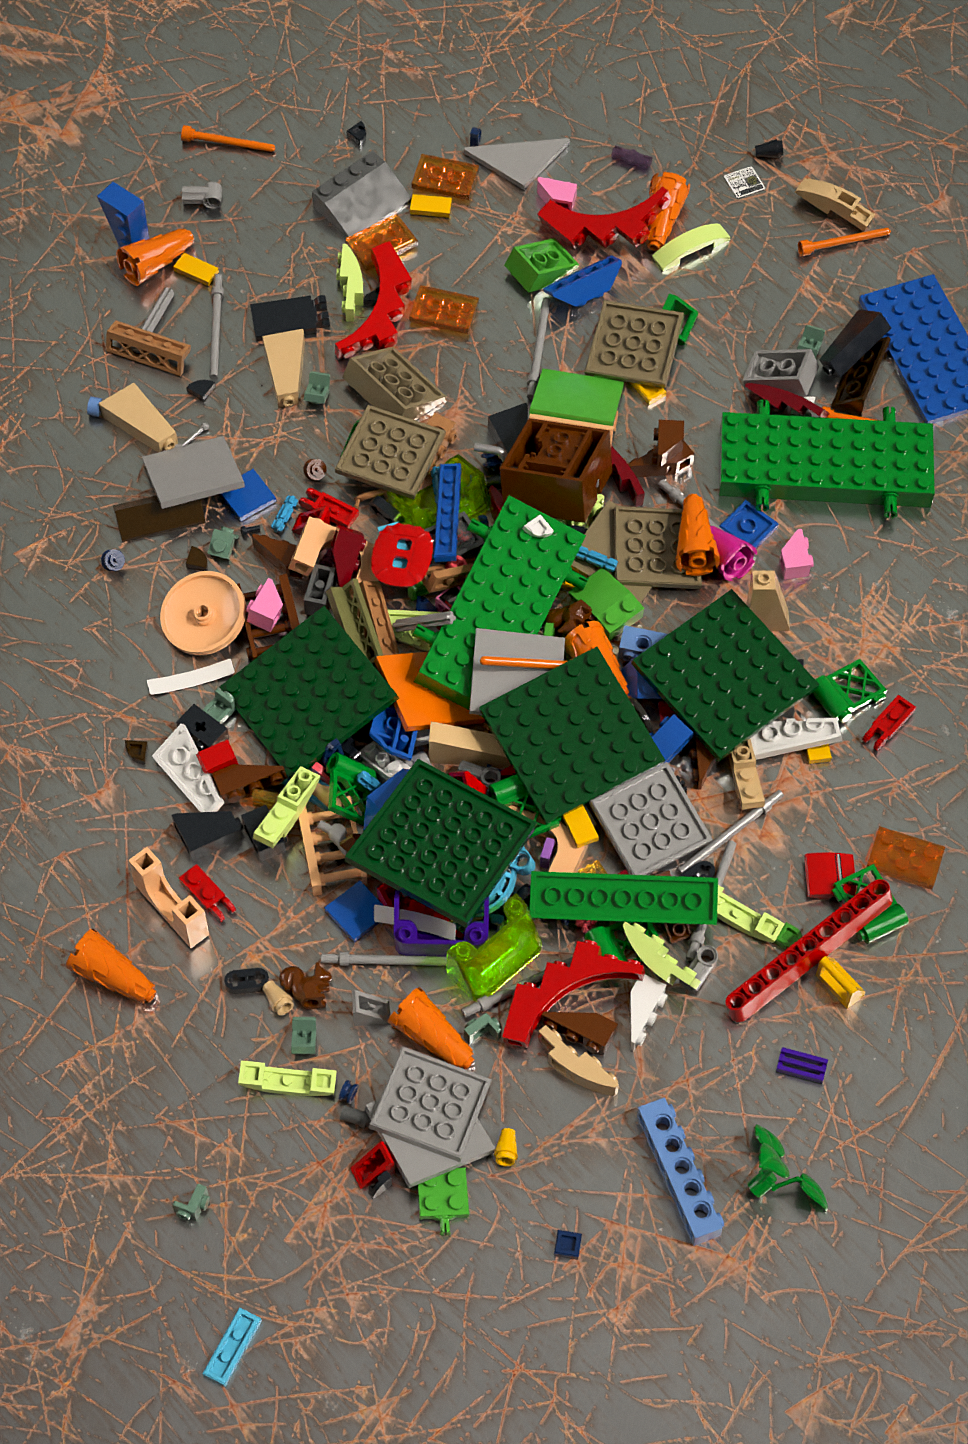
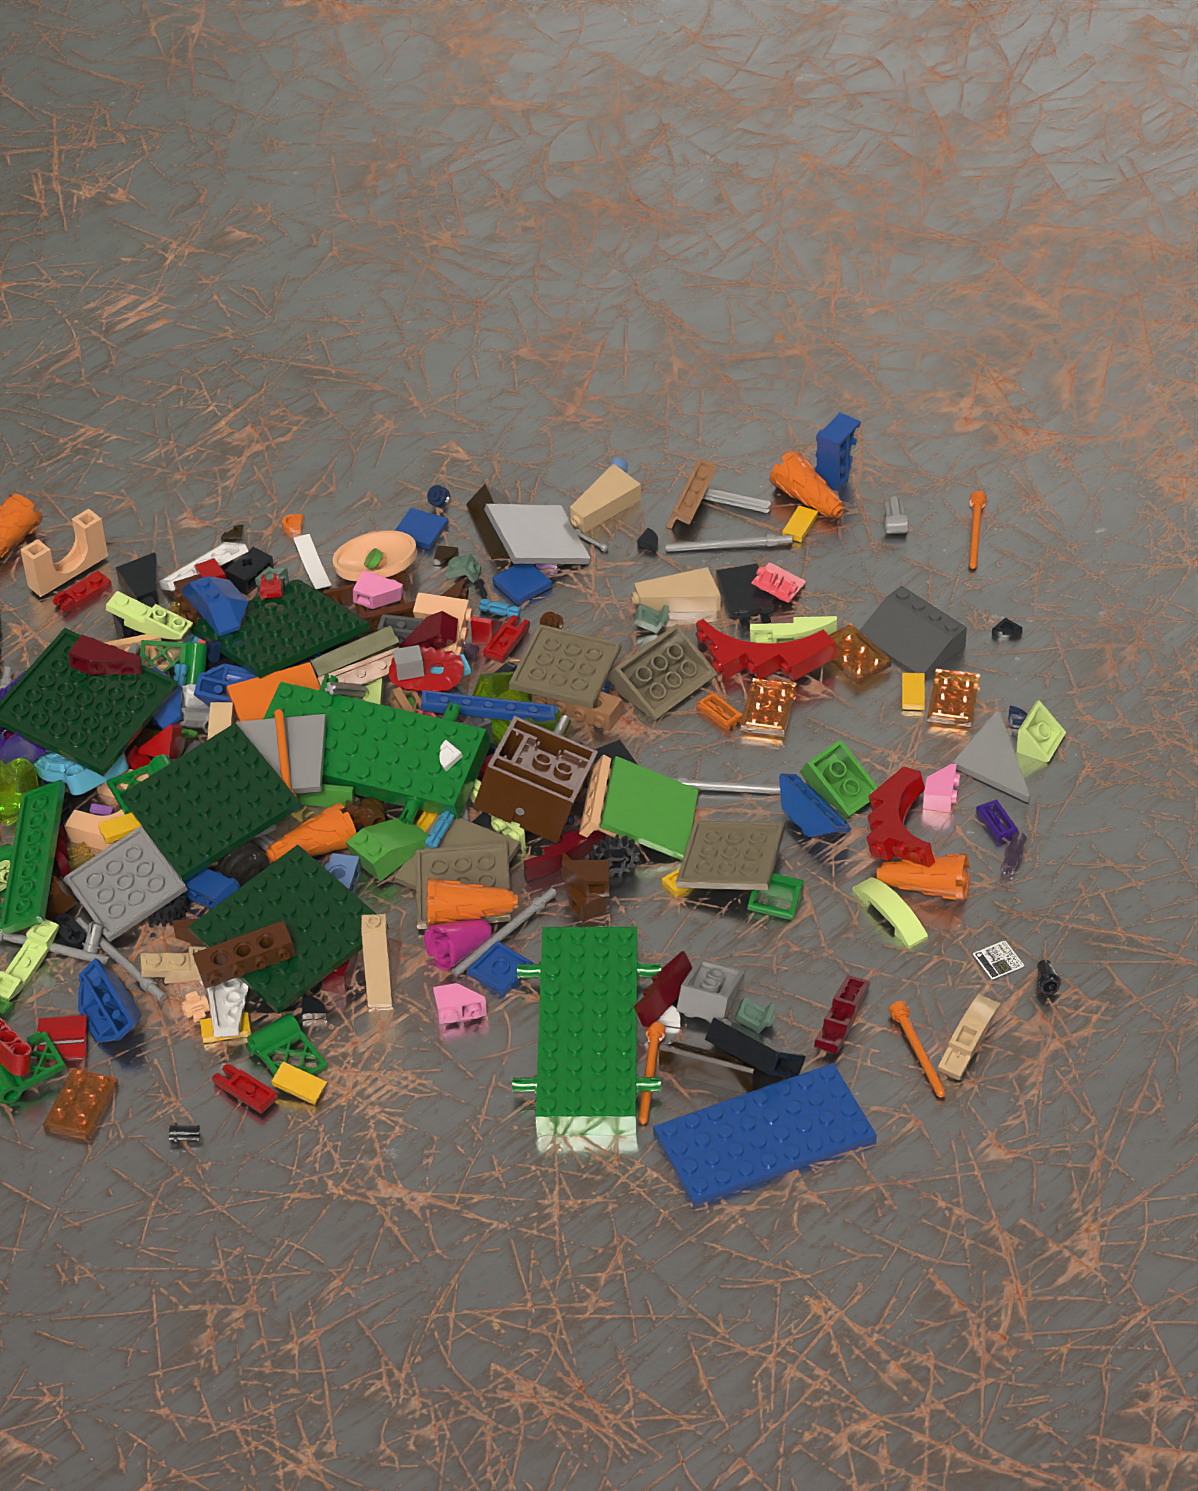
camera: 90 degrees right, 15 degrees down
(127, 695) = (293, 523): none -> orange tile
(153, 579) = (423, 527): none -> blue tile
(221, 607) = (373, 559): none -> bright green tile
(245, 702) = (271, 588): none -> red tile
(275, 743) = (217, 603): none -> blue wedge
(282, 287) = (778, 582): none -> coral hinge
(396, 824) = (102, 659): none -> dark red slope
(406, 556) = (408, 662): none -> light grey panel
(443, 350) = (716, 712): none -> orange tile
(496, 125) = (1039, 734): none -> yellowish green slope
(592, 167) = (986, 814): none -> dark purple tile
(635, 426) = (620, 853): none -> black gear
(716, 854) = (93, 937): none -> light grey pin
(777, 732) = (244, 954): none -> reddish brown brick
(798, 761) = (195, 1006): none -> light nougat gear
(802, 832) = (106, 1003): none -> blue wedge
(805, 286) = (842, 1014): none -> dark red slope
(885, 678) = (298, 1083): none -> yellow tile
(941, 774) = (184, 1132): none -> black pin

